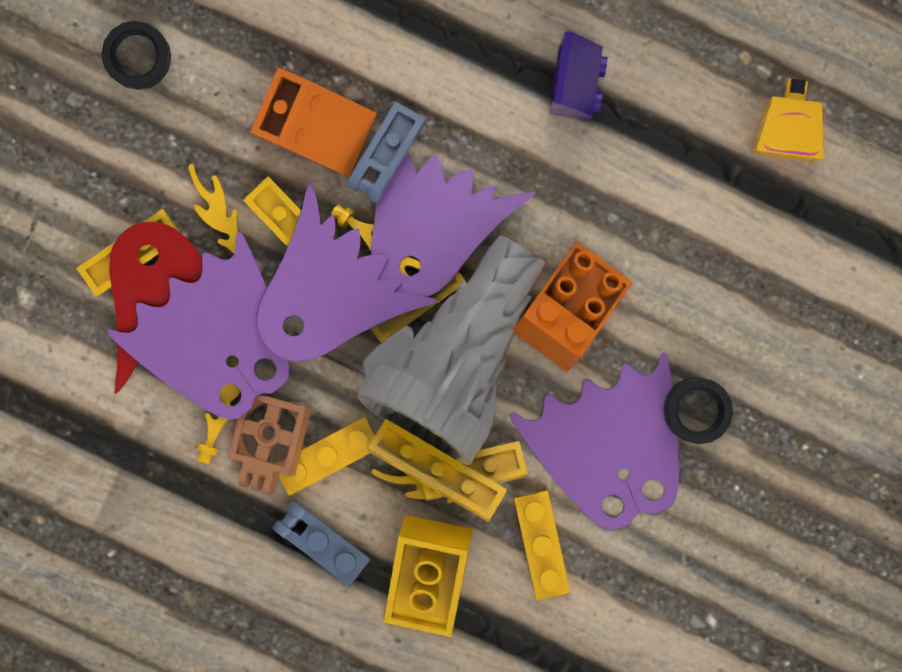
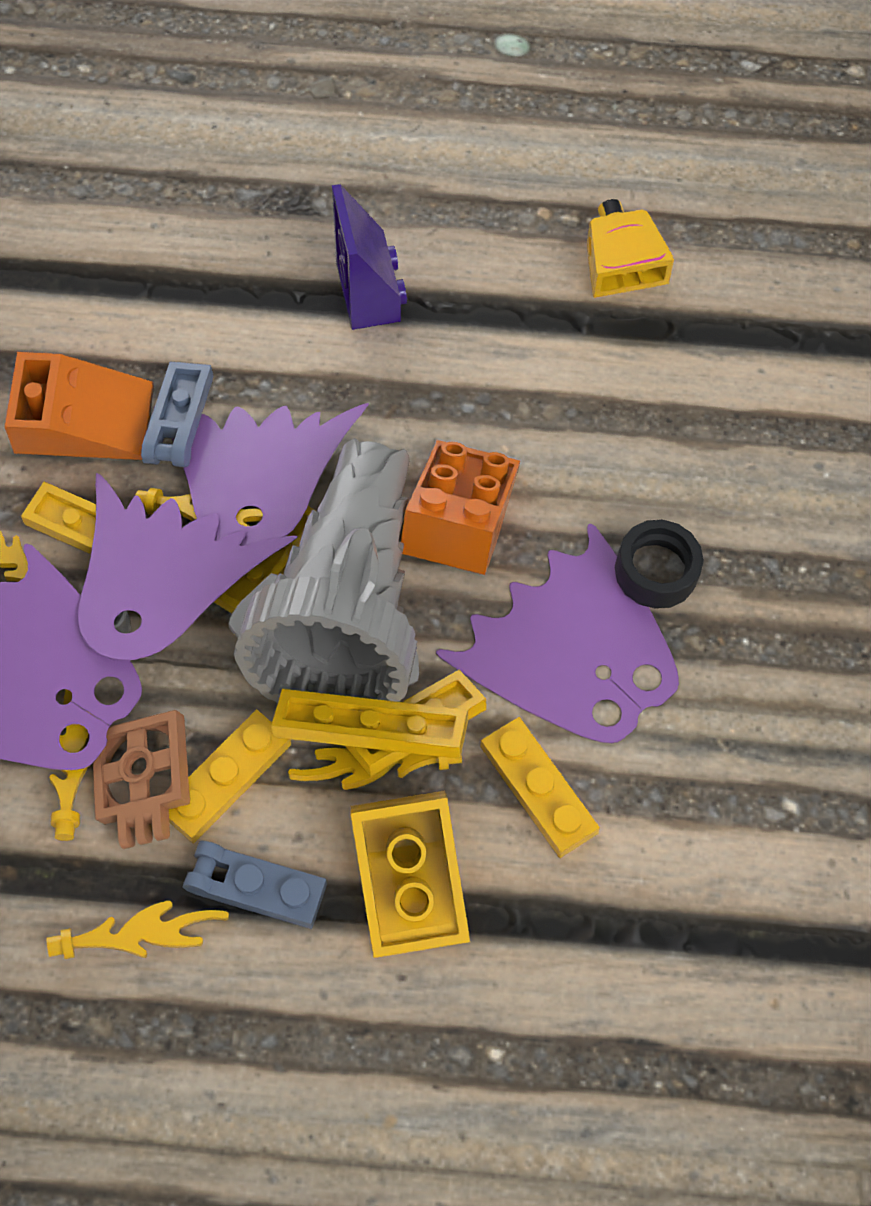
camera: 25 degrees left, 25 degrees down
(236, 544) = (141, 927): none -> yellow piece

